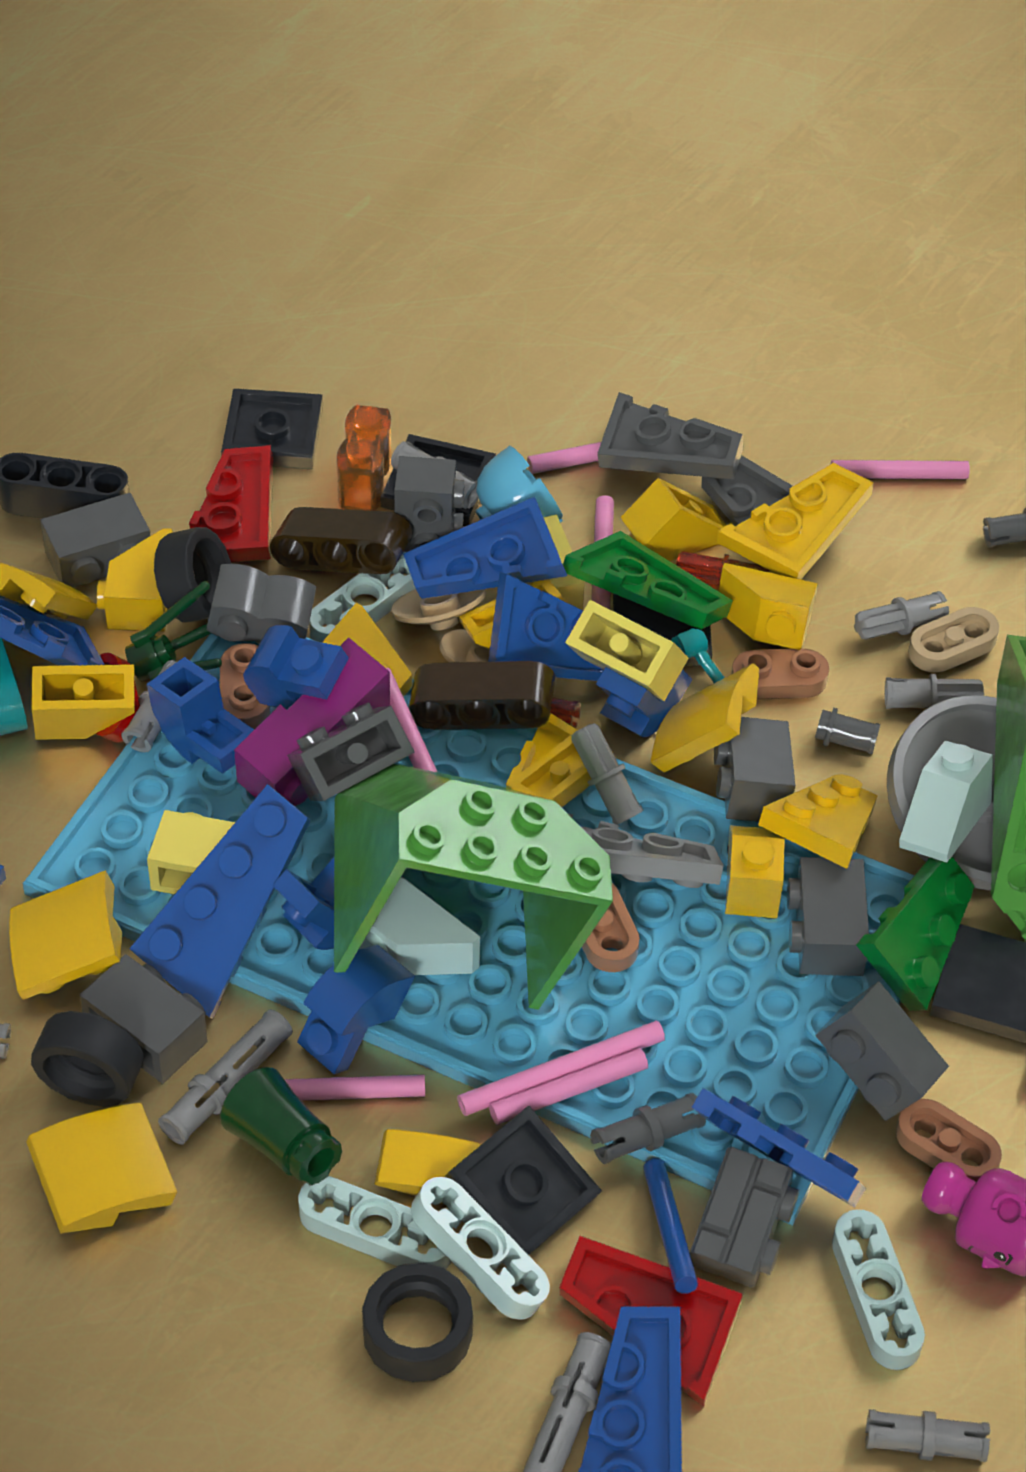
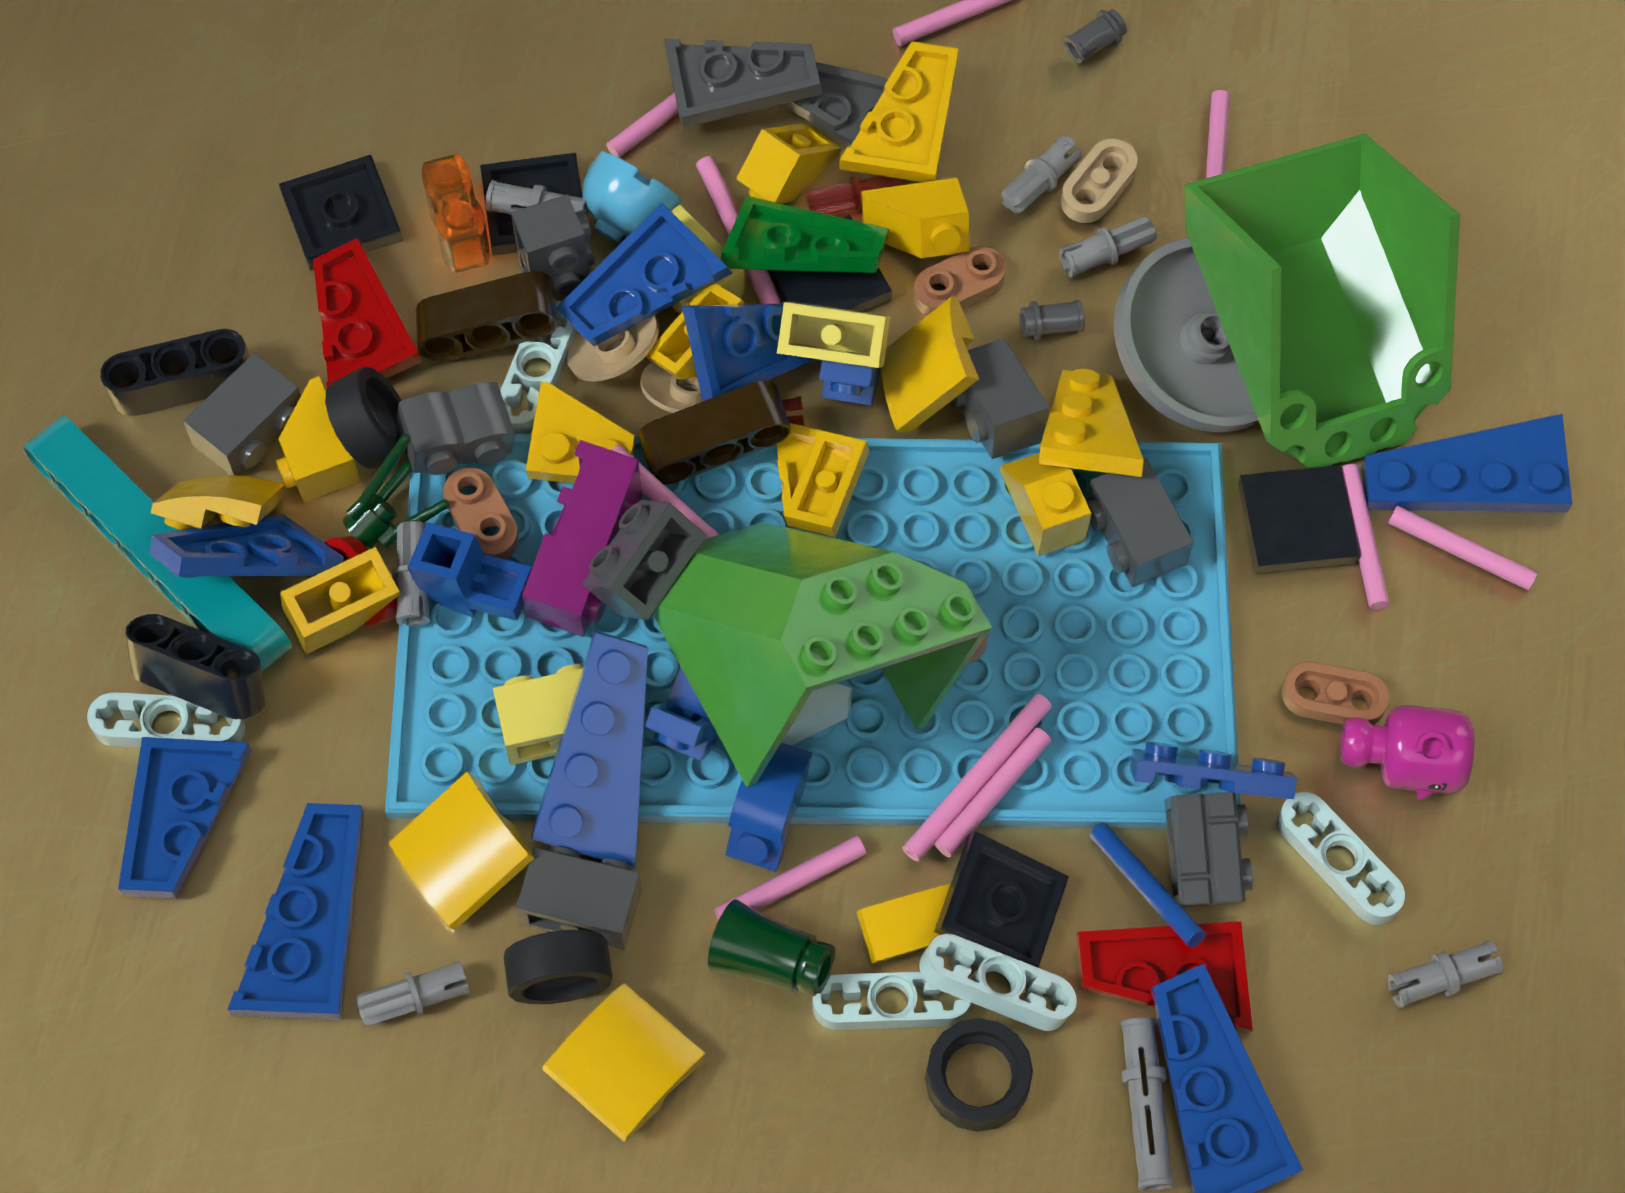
camera: 25 degrees left, 15 degrees up
(184, 1116) = (679, 940): light grey pin -> none
(292, 667) = (539, 491): blue brick -> none
(606, 773) = (873, 468): light grey axle -> none
(646, 1128) = (1084, 803): dark grey pin -> none
(658, 856) = (946, 536): light grey wing -> none
(696, 644) = (874, 289): teal hand -> none
(882, 1051) = (1248, 638): dark grey brick -> none
(919, 932) = (1223, 503): green wing -> none
(948, 801) = (1194, 369): light aqua slope -> none

